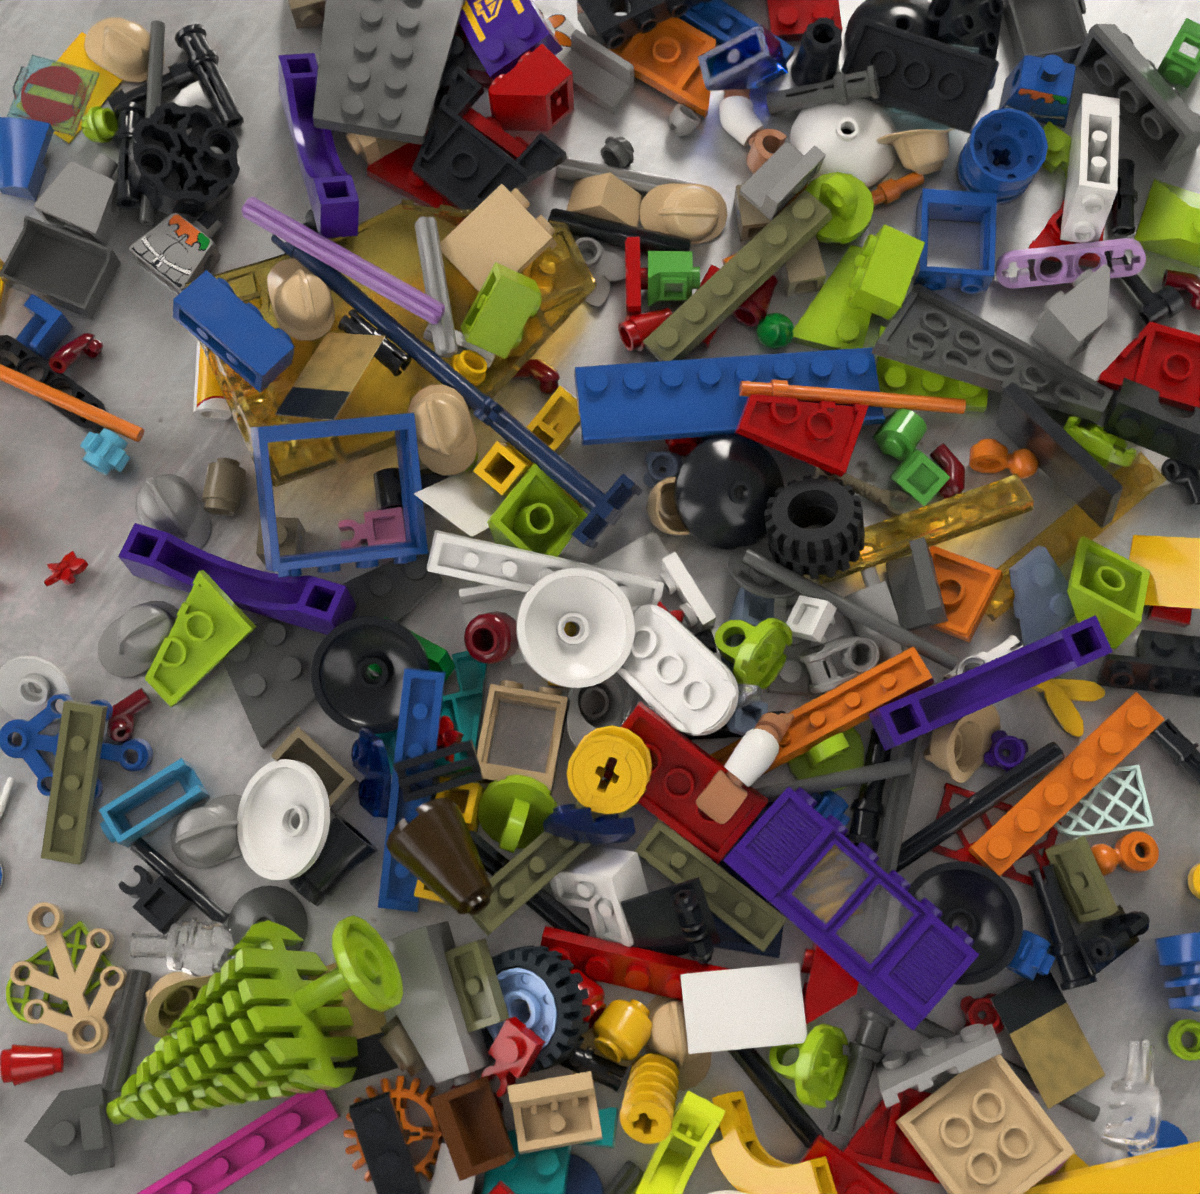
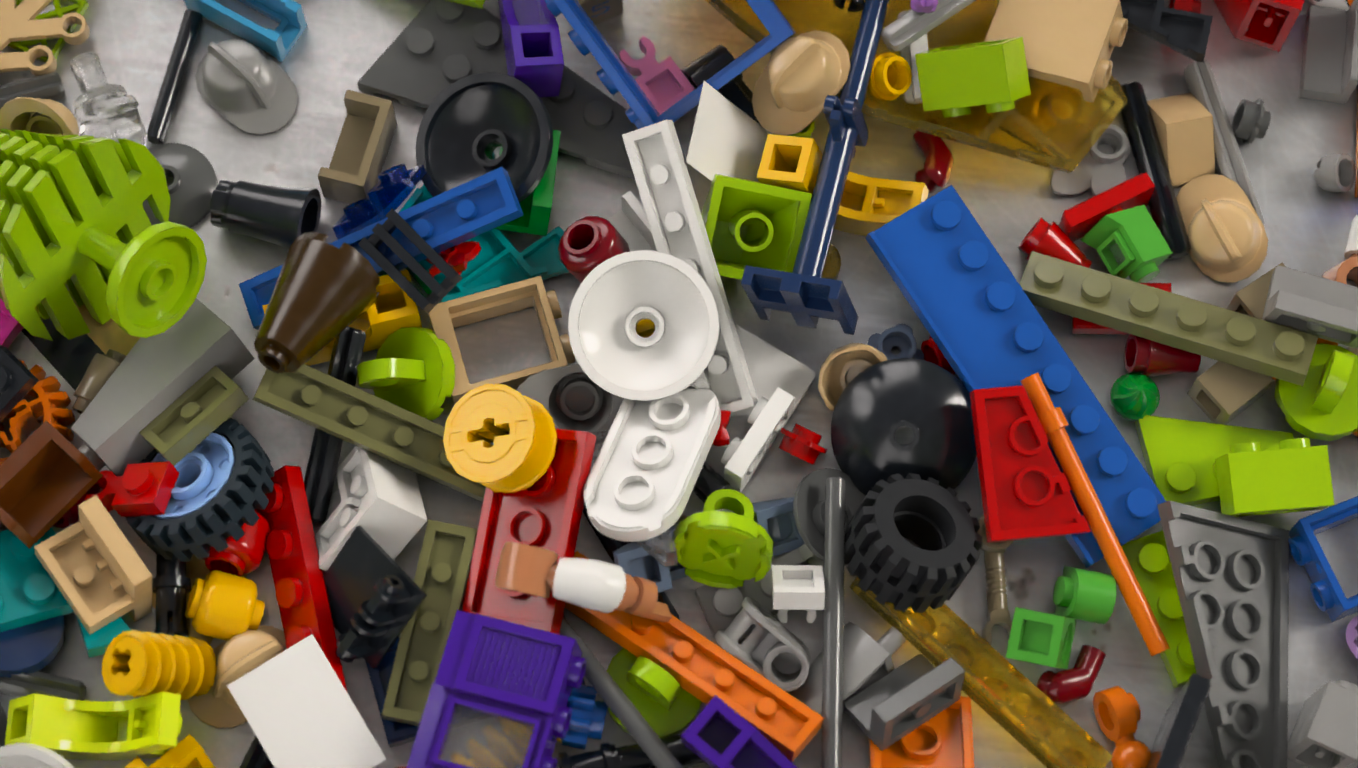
camera: 60 degrees right, 5 degrees down
(158, 900) = (143, 64): black plate -> none
(283, 820) = (284, 138): white dish -> none
(578, 826) = (421, 430): clear blue slope -> none
(702, 565) = (802, 443): none -> red plate

